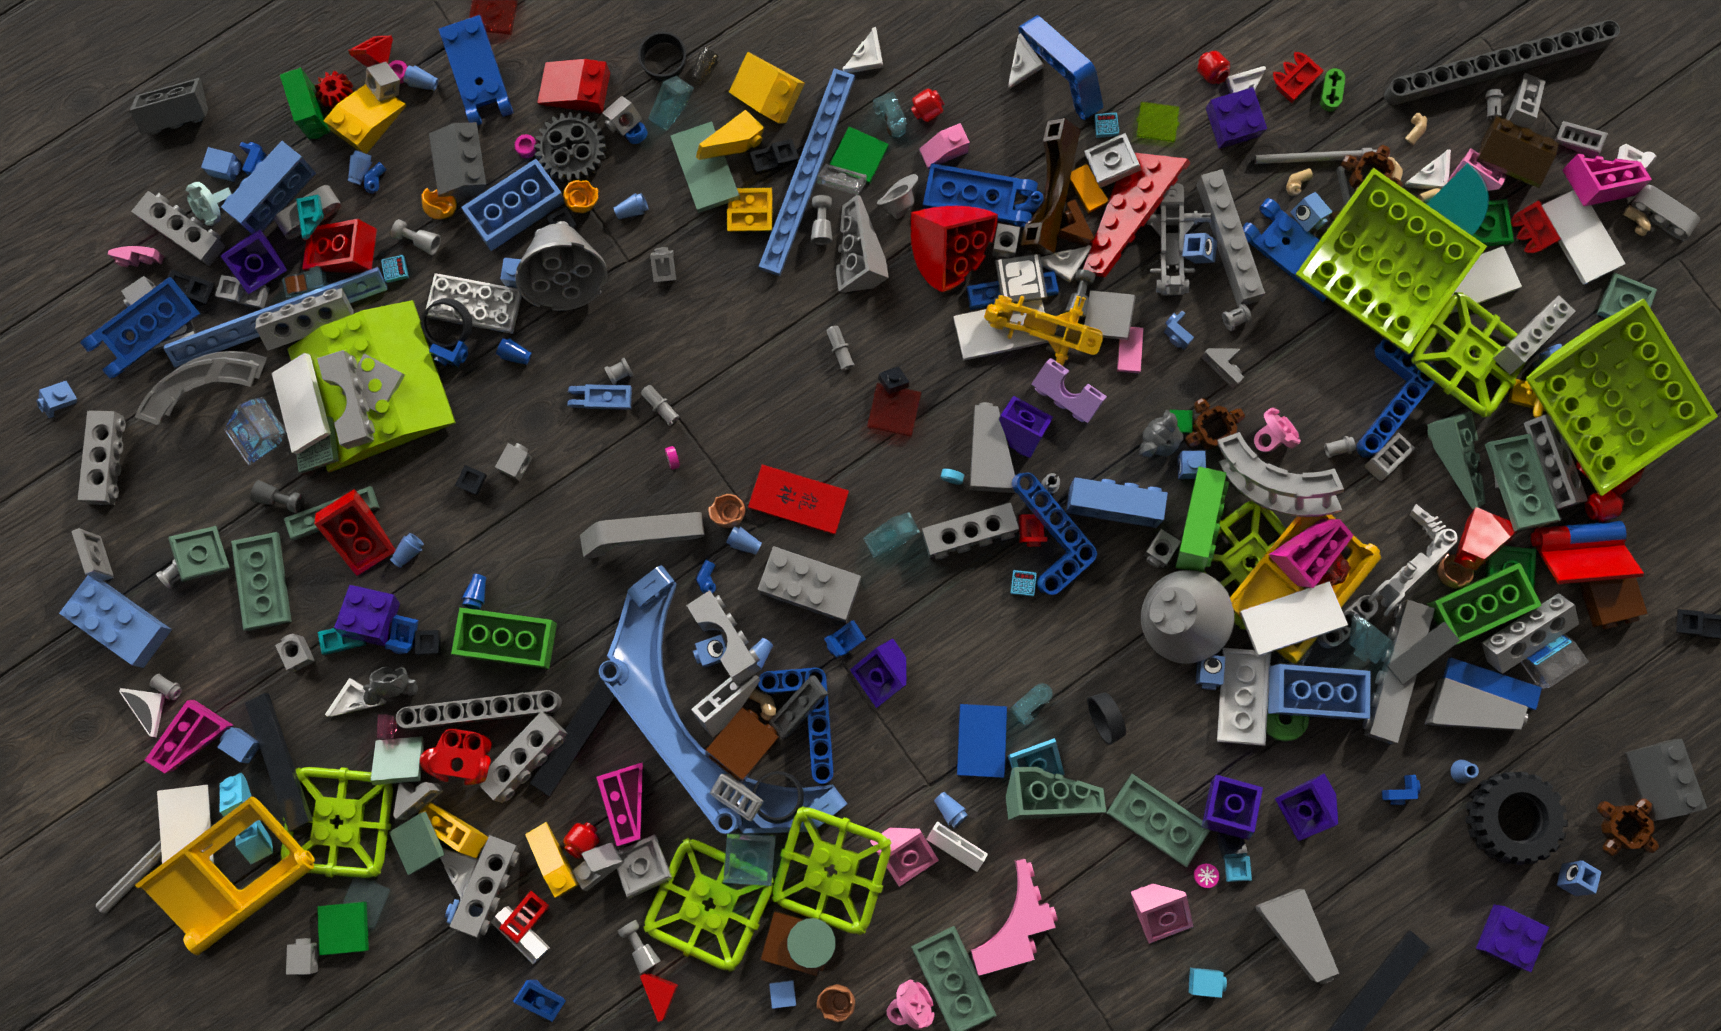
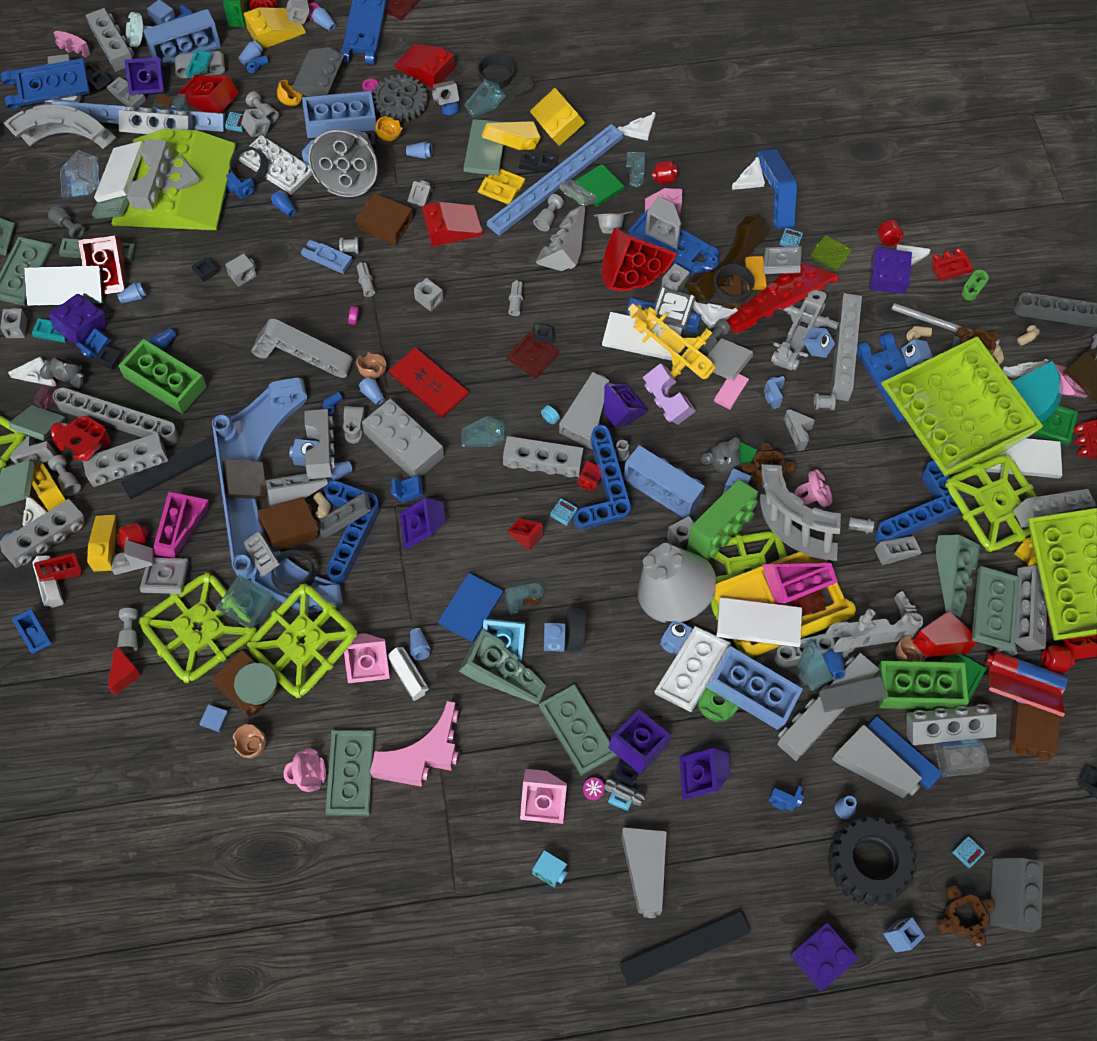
camera: 20 degrees right, 15 degrees down
(324, 580) = (59, 284): none -> tile
(420, 261) = (255, 122): none -> light grey brick
(472, 812) = (67, 482): none -> light grey piece
(640, 317) = (384, 219): none -> reddish brown brick
(668, 719) = (244, 479): none -> dark brown tile
(718, 286) = (450, 222): none -> red slope
(743, 586) = (353, 423): none -> light grey piece
(748, 398) = (429, 300): none -> light grey brick
(965, 179) = (663, 222): none -> light grey slope
(995, 627) = (526, 532): none -> red slope
(1080, 202) = (734, 269): none -> black tyre
(1087, 733) = (554, 637): none -> medium blue brick
(1241, 866) = (624, 792): none -> axle
(1388, 625) = (835, 663): none -> blue cone
(1600, 757) = (968, 852): none -> tile

